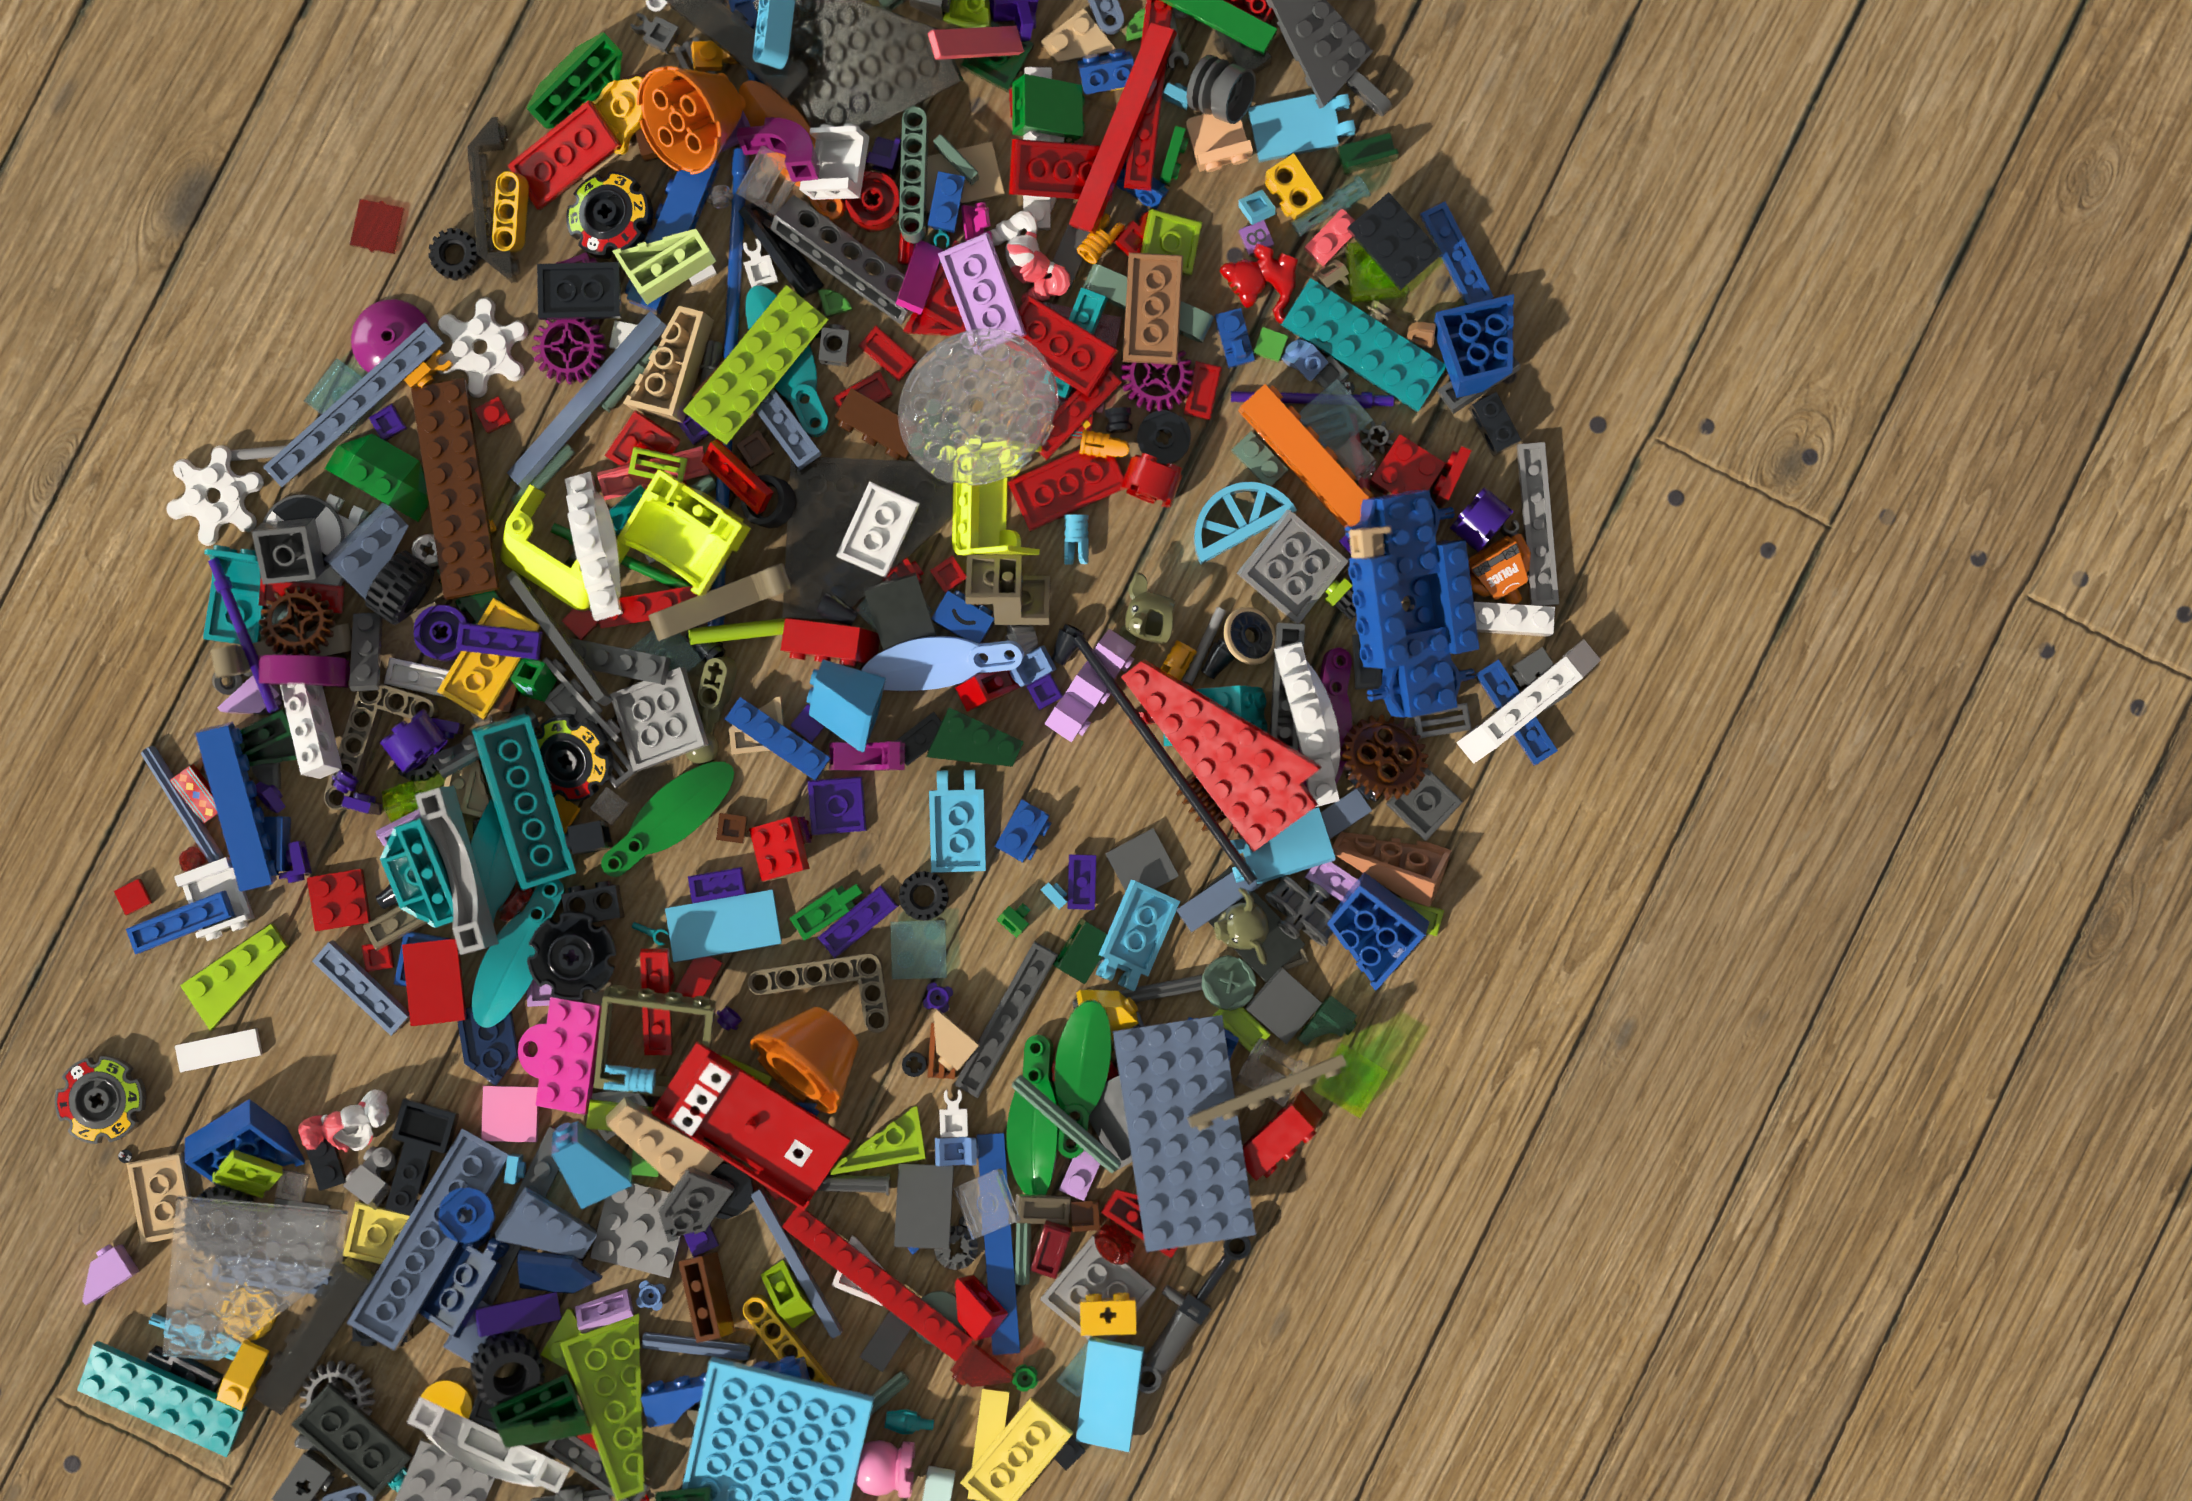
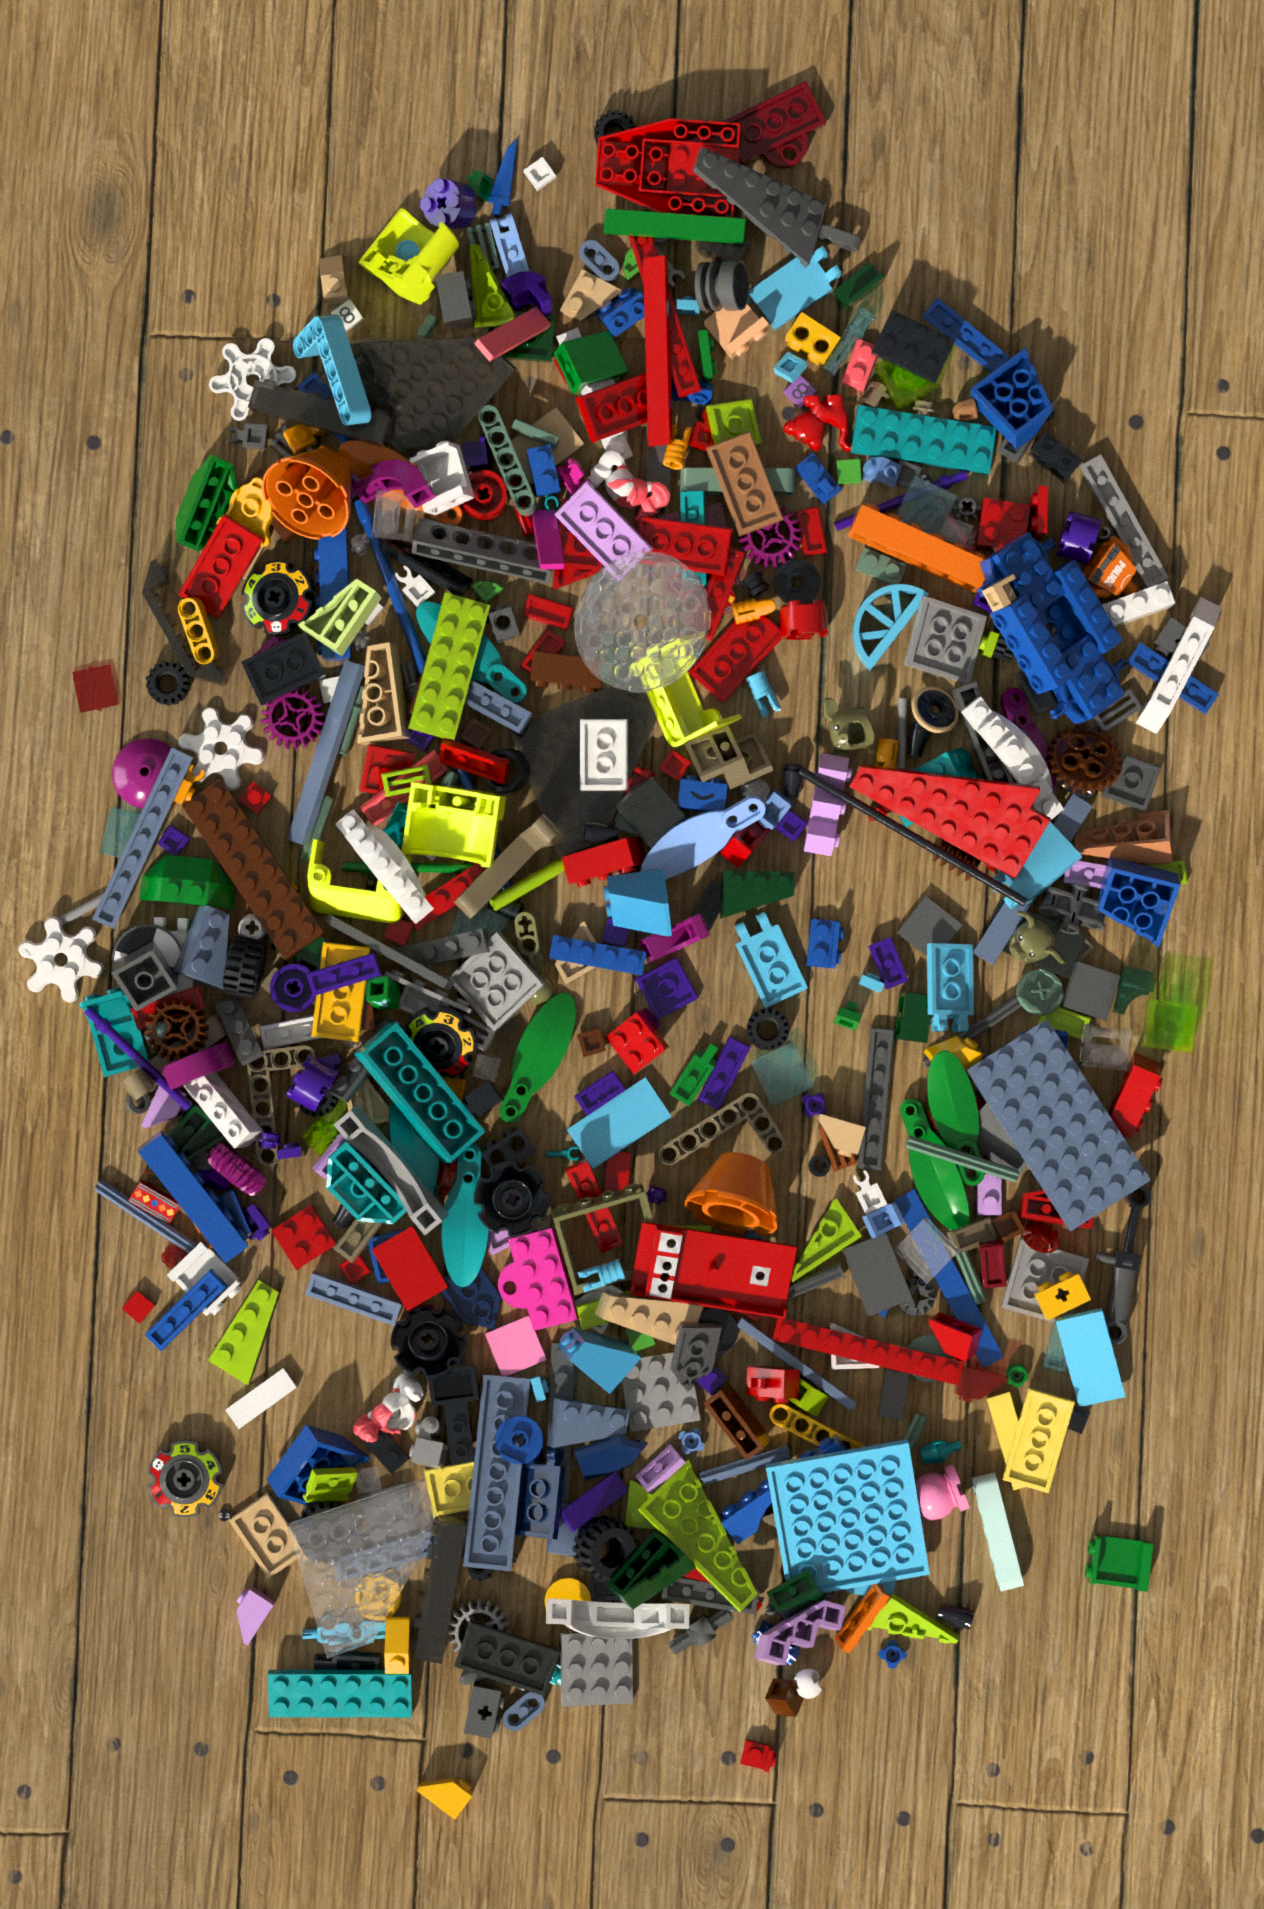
camera: 20 degrees left, 0 degrees up
(297, 797) = (236, 1169): none -> magenta gear
(418, 1049) = (419, 1328): none -> black piece
(676, 297) = (361, 641): none -> clear plate
(761, 1272) = (772, 1382): none -> red brick
(1277, 1088) = (1104, 1071): dark tan plate -> none

